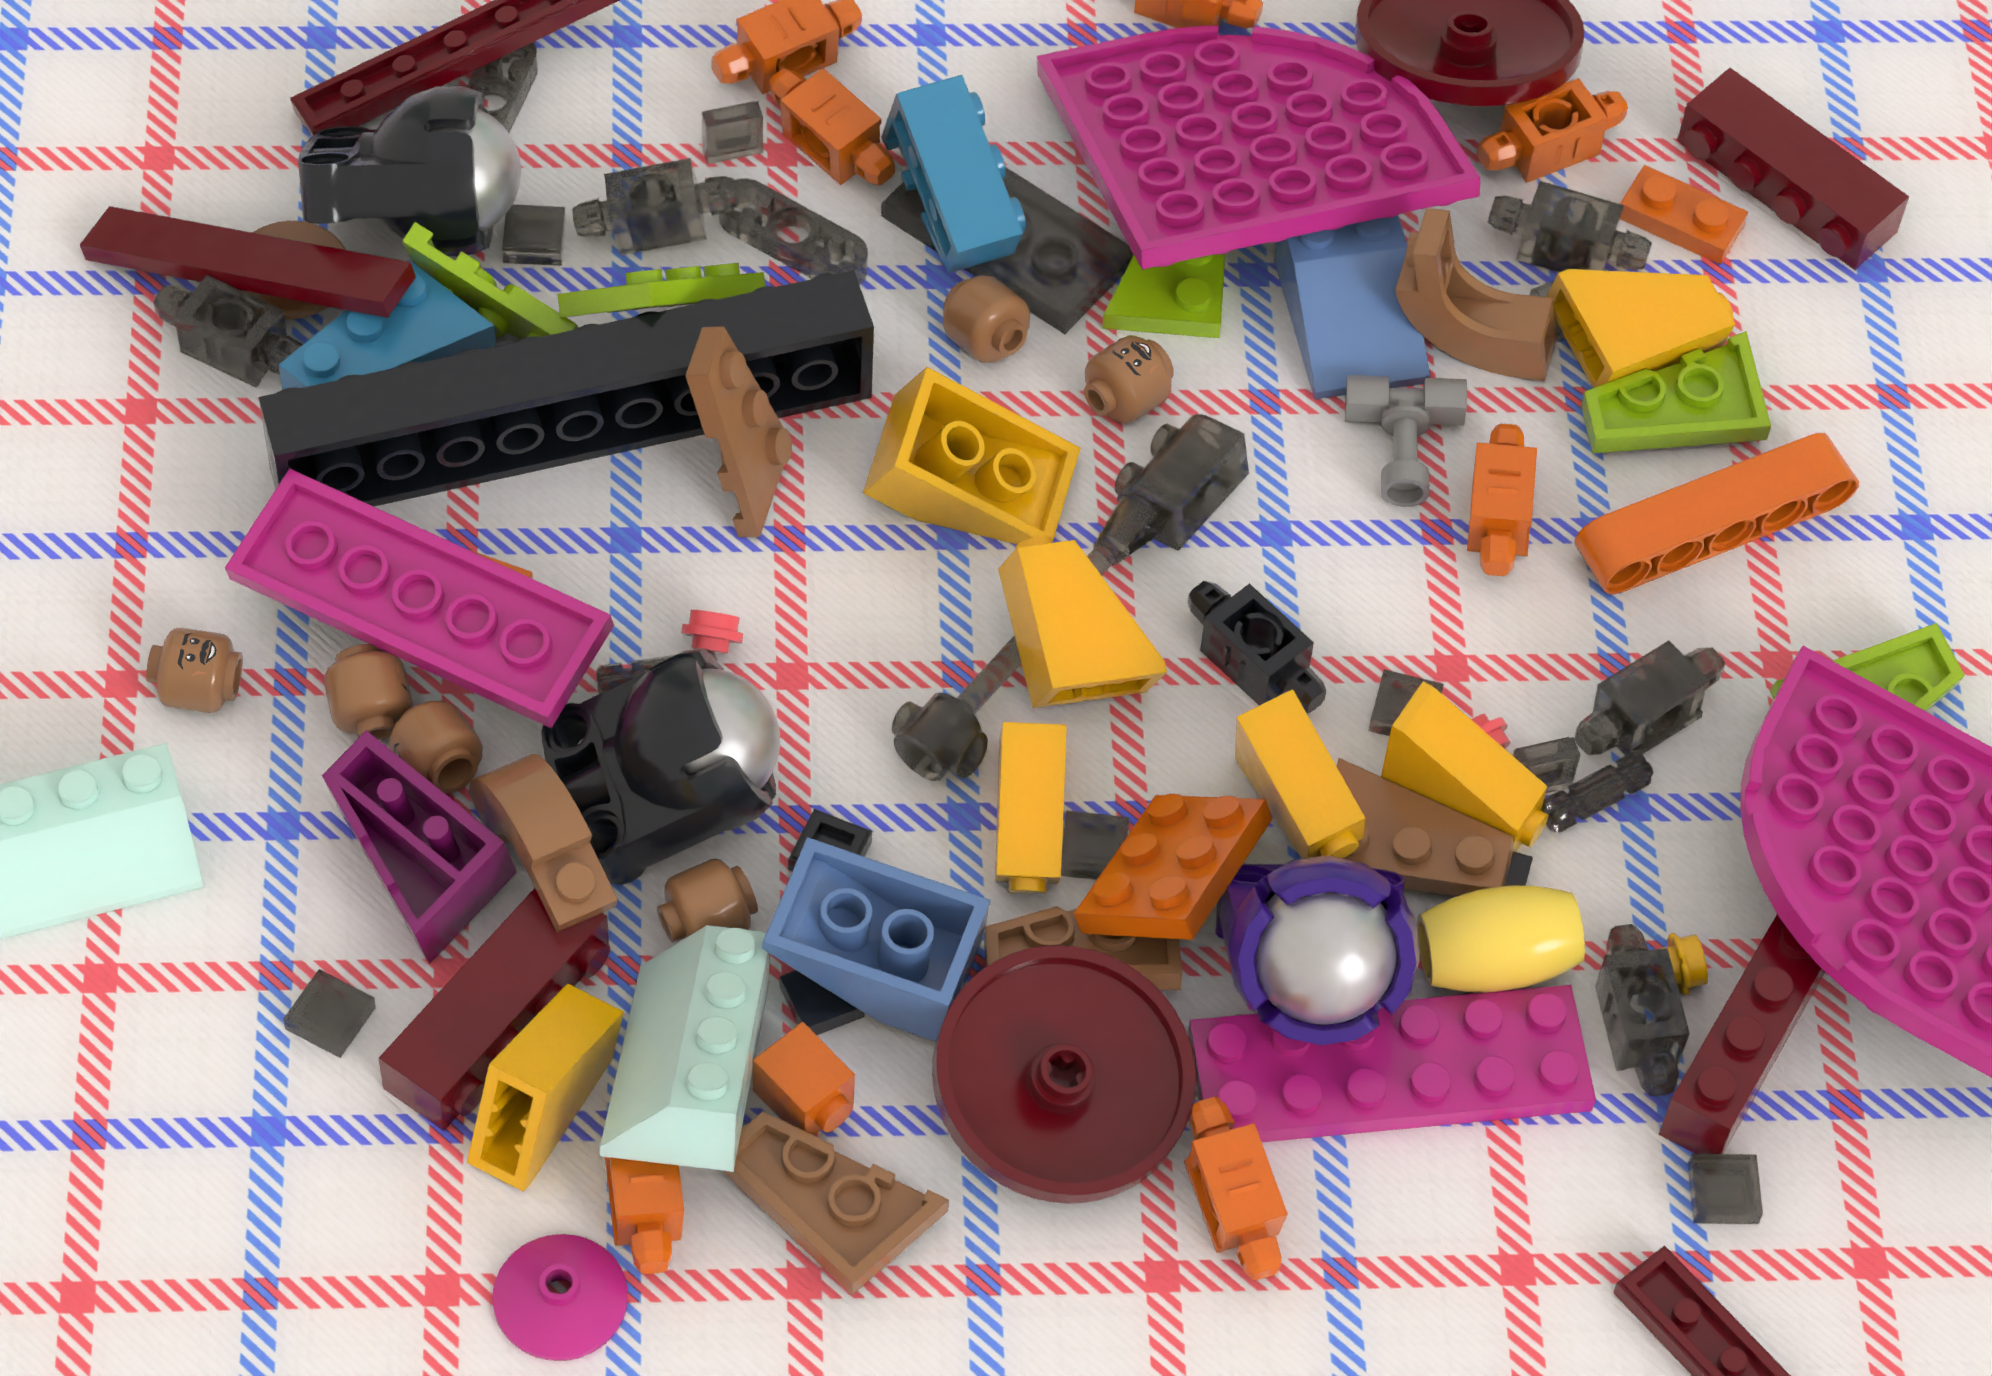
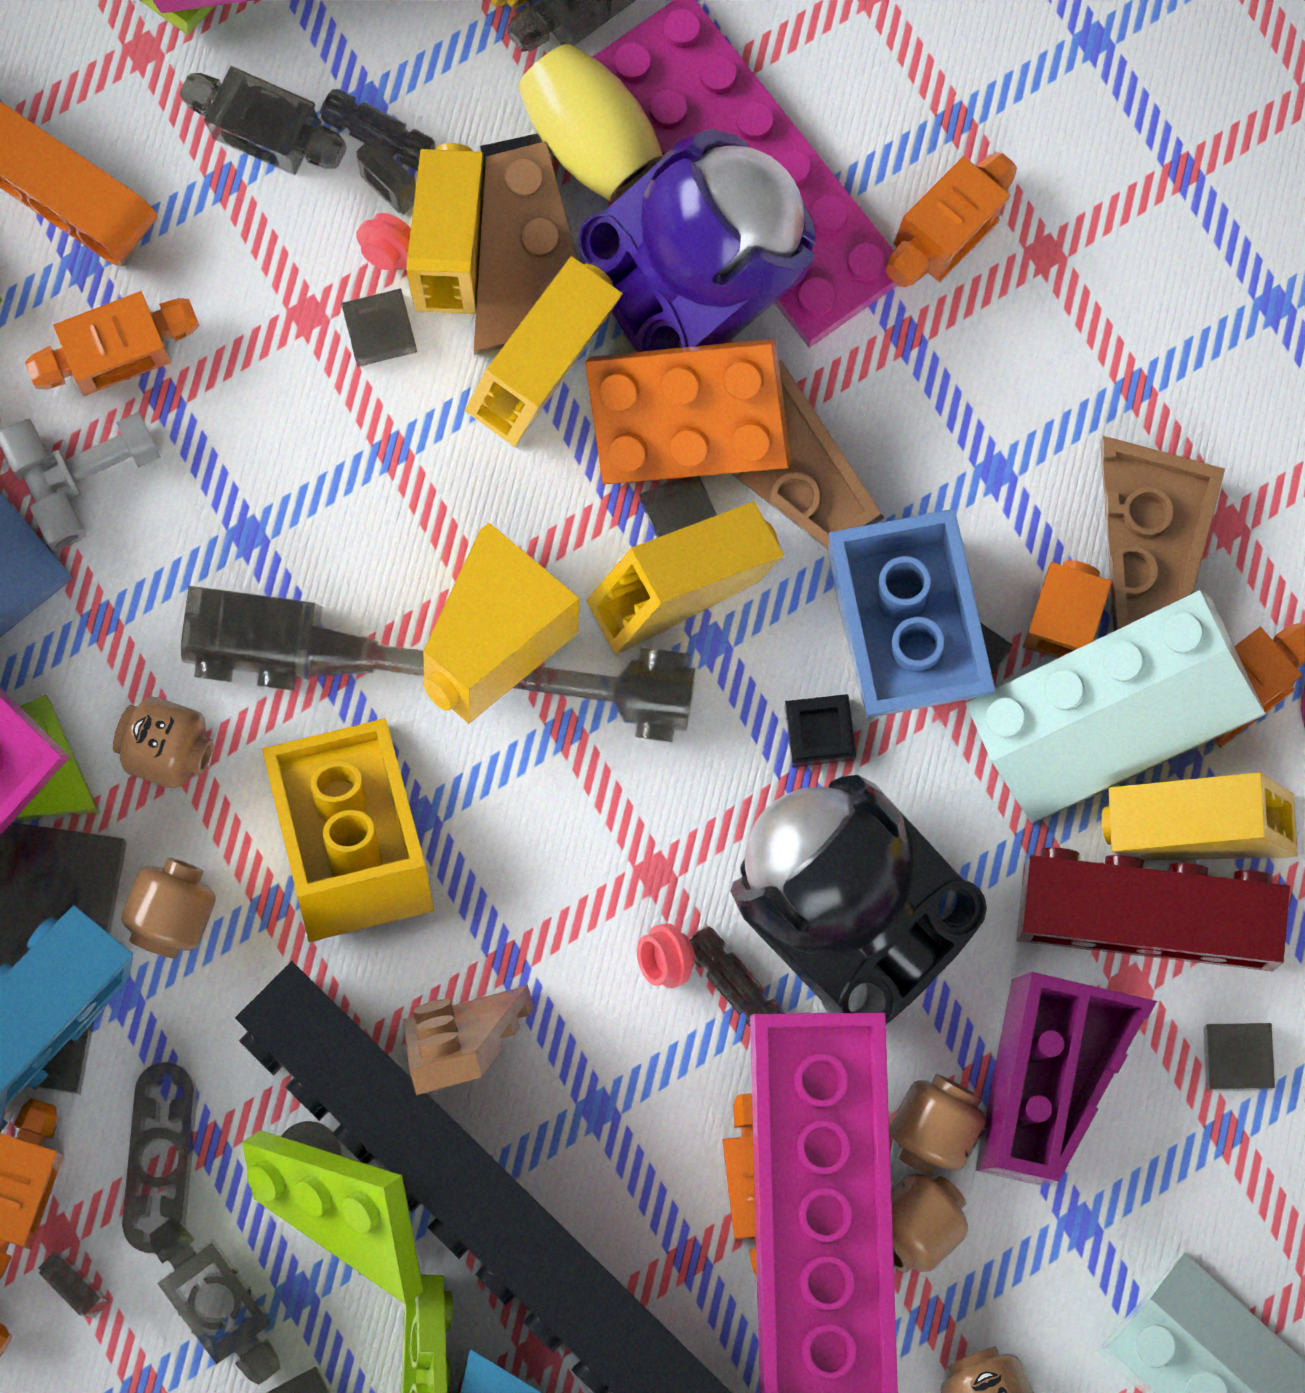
camera: 115 degrees left, 20 degrees up
(542, 822) = (990, 959): medium nougat arch -> none
(706, 896) = (954, 788): medium nougat head -> none
(1063, 1074) = (938, 400): dark red dish -> none
(1260, 624) = (419, 437): black piece -> none

